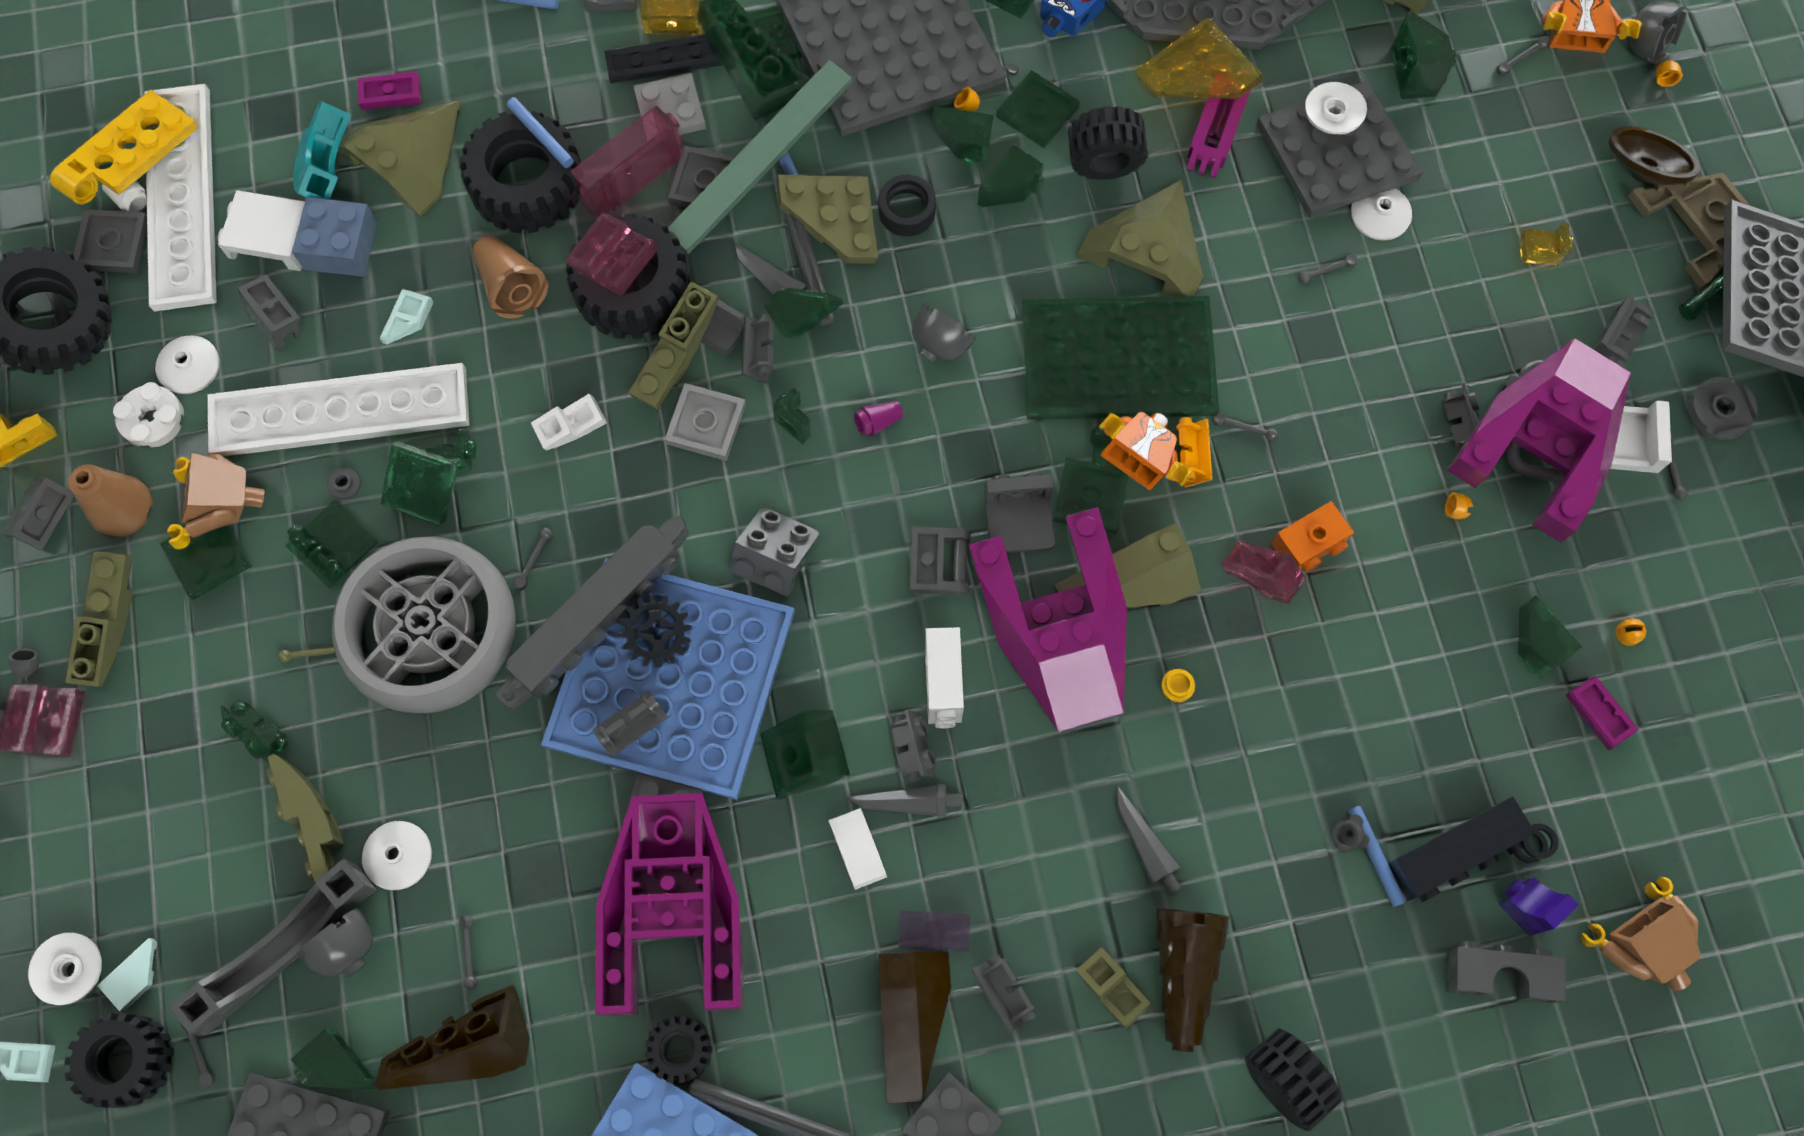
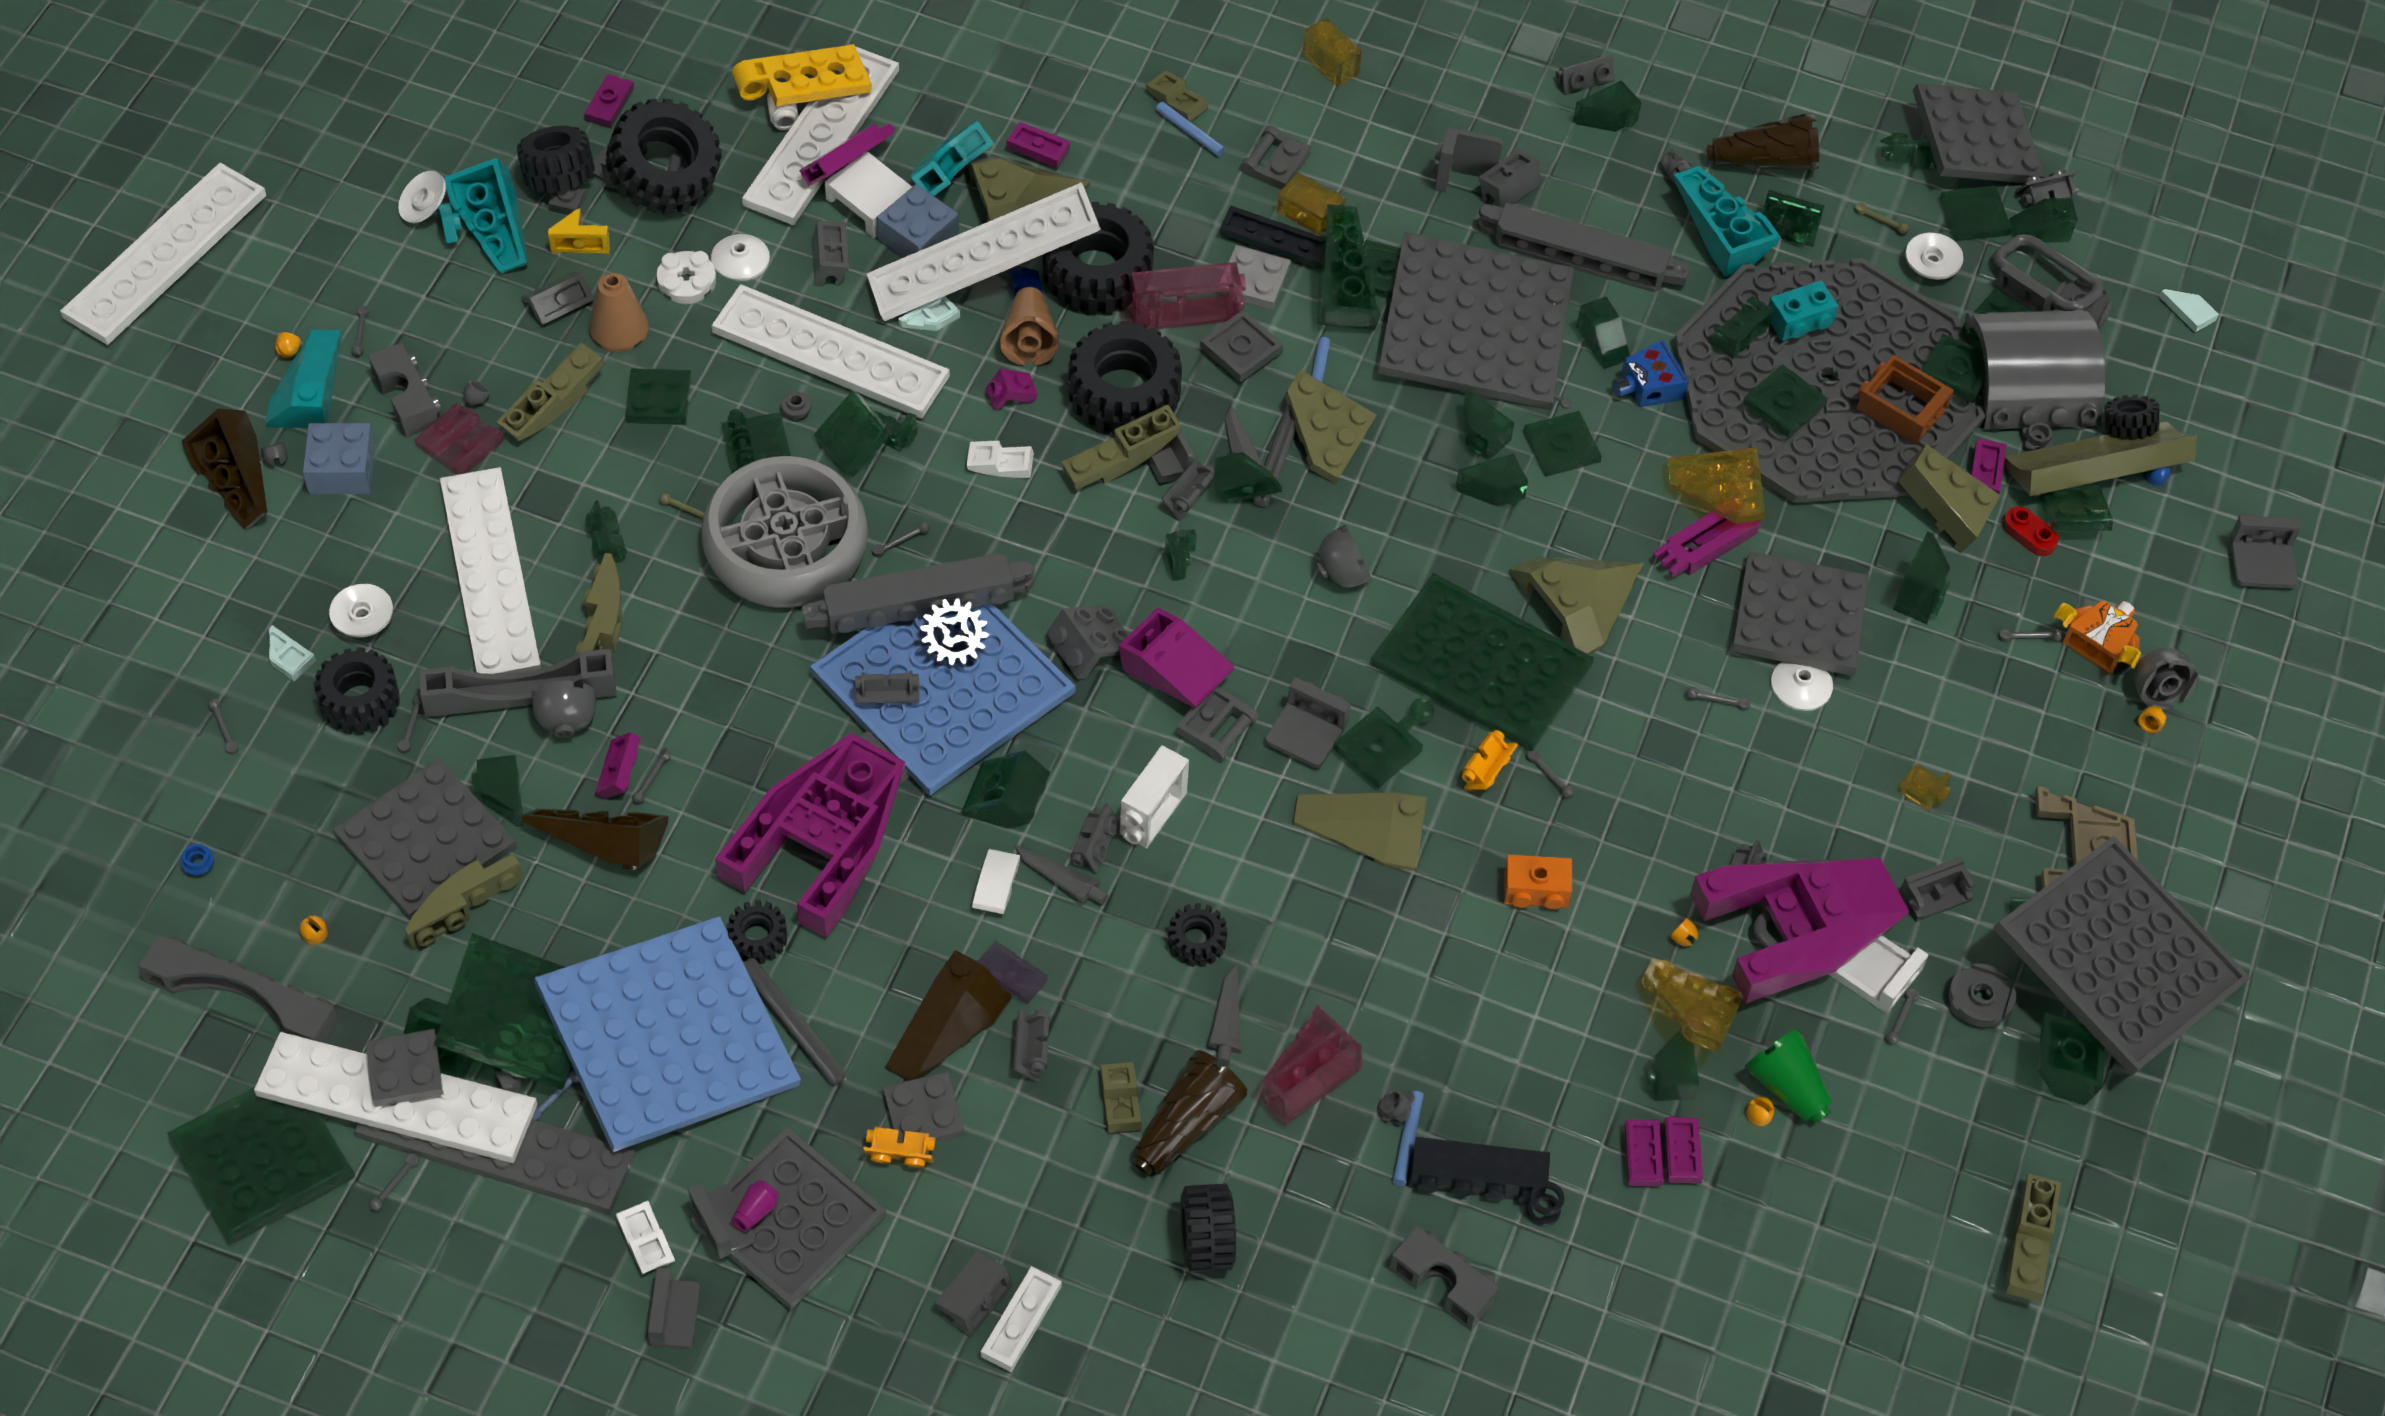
camera: 30 degrees right, 15 degrees down
(111, 240) = (748, 137): dark grey plate -> none
(131, 977) = (403, 646): light aqua tile -> none
(168, 844) = (490, 573): none -> white plate
(212, 496) = (692, 355): torso -> none
(217, 204) = (845, 153): none -> magenta hinge
(408, 866) = (651, 691): white dish -> none
(417, 229) = (983, 251): none -> white plate
(430, 966) = (618, 765): none -> magenta plate
(468, 231) = (1024, 277): none -> clear blue slope
(529, 345) = (1011, 386): none -> magenta bracket
(540, 132) = (1129, 232): medium blue bar -> none
(611, 254) = (1119, 349): clear pink slope -> none
(705, 422) = (1107, 518): light grey plate -> none
(759, 155) = (1296, 348): sand green tile -> none
(865, 526) = (1173, 658): none -> magenta slope
(877, 417) = (1247, 592): magenta cone -> none
(907, 184) = (1389, 471): black tyre -> none
(967, 100) = (1505, 404): light orange hinge -> none
(1067, 642) = (1275, 837): magenta wedge -> none
(1074, 762) = (1197, 951): none -> black tyre
(1107, 143) = (1592, 493): black tyre -> none
(1143, 448) = (1443, 728): orange torso -> none
(1178, 685) = (1341, 922): yellow plate -> none
(1258, 848) = (1311, 1067): none -> clear pink wedge
(1266, 570) = (1479, 882): clear pink arch -> none
(1336, 98) = (1813, 574): white dish -> none
(1521, 569) = (1697, 1003): none -> clear yellow plate
(1536, 906) = (1507, 1244): dark purple arch -> none
(1573, 737) = (1643, 1153): none -> magenta plate
(1640, 584) = (1792, 1076): none -> green cone
(1652, 156) = (2075, 767): dark brown dish -> none
(1655, 941) = (1587, 1328): medium nougat torso -> none

